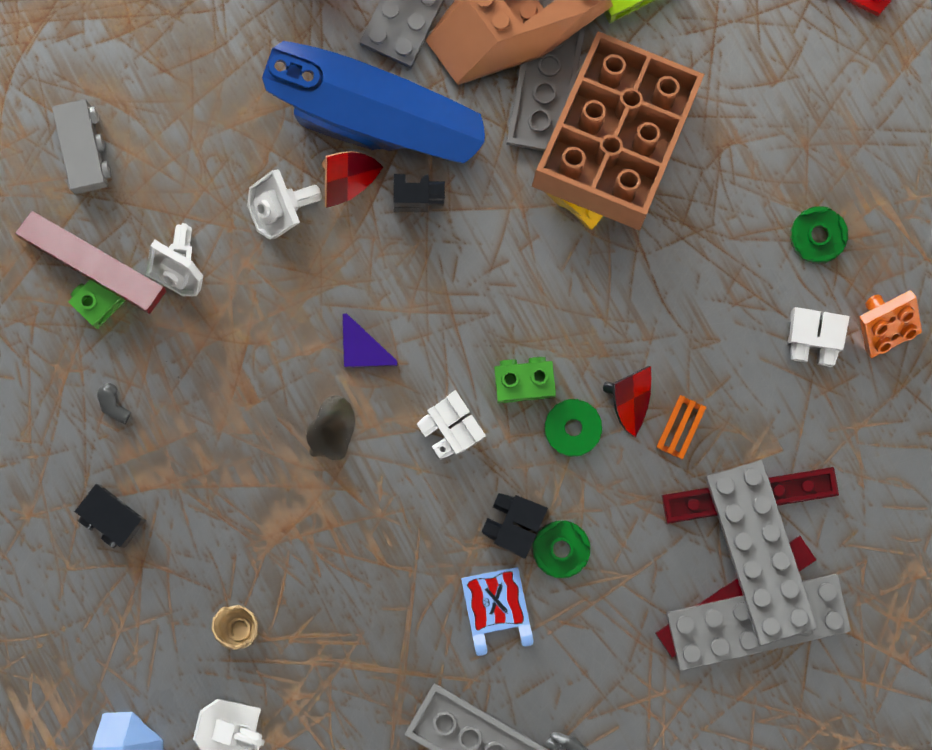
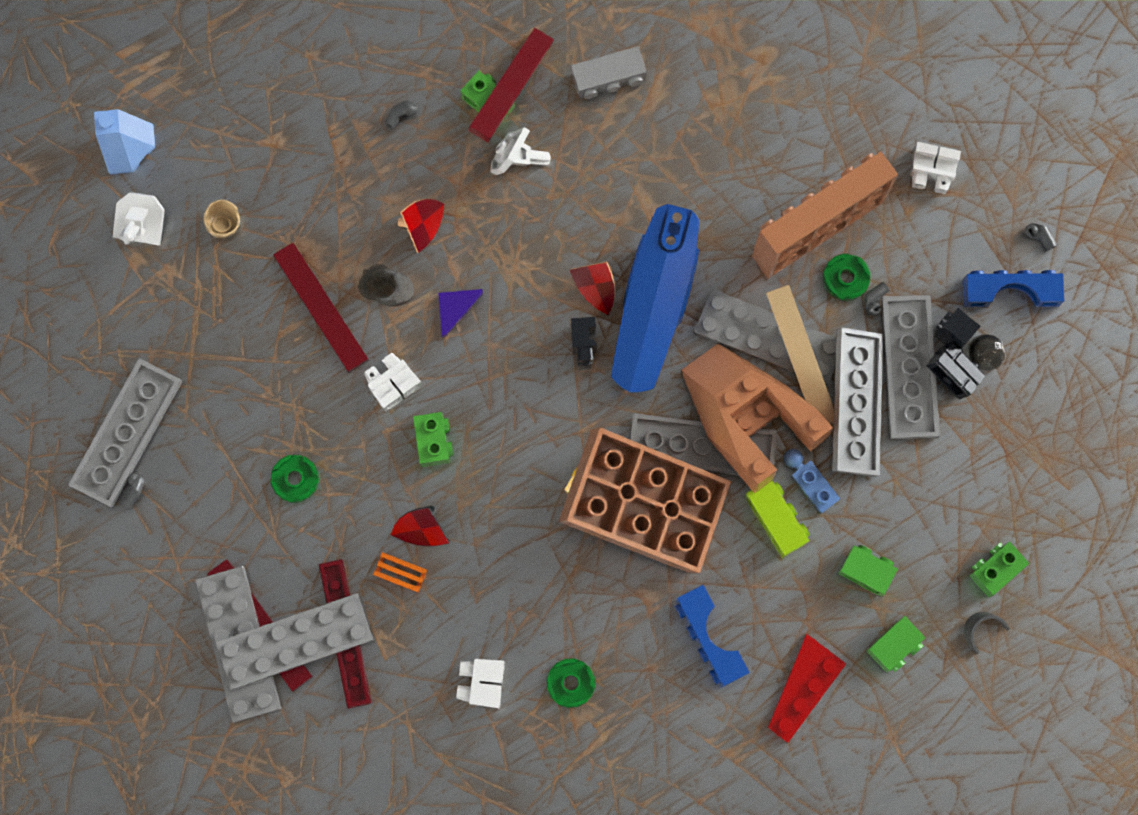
camera: 85 degrees right, 5 degrees down
(109, 516) = (308, 116): black brick -> none
(254, 381) = (422, 221): none -> shield
(275, 206) = (567, 228): white piece -> none
(351, 510) = (321, 307): none -> dark red tile
(496, 604) = (247, 428): flag -> none
(509, 535) = (311, 441): black hips -> none
(573, 410) = (396, 468): green tile -> none
(741, 83) = (725, 665): none -> blue arch
(889, 322) = (494, 743): orange plate -> none

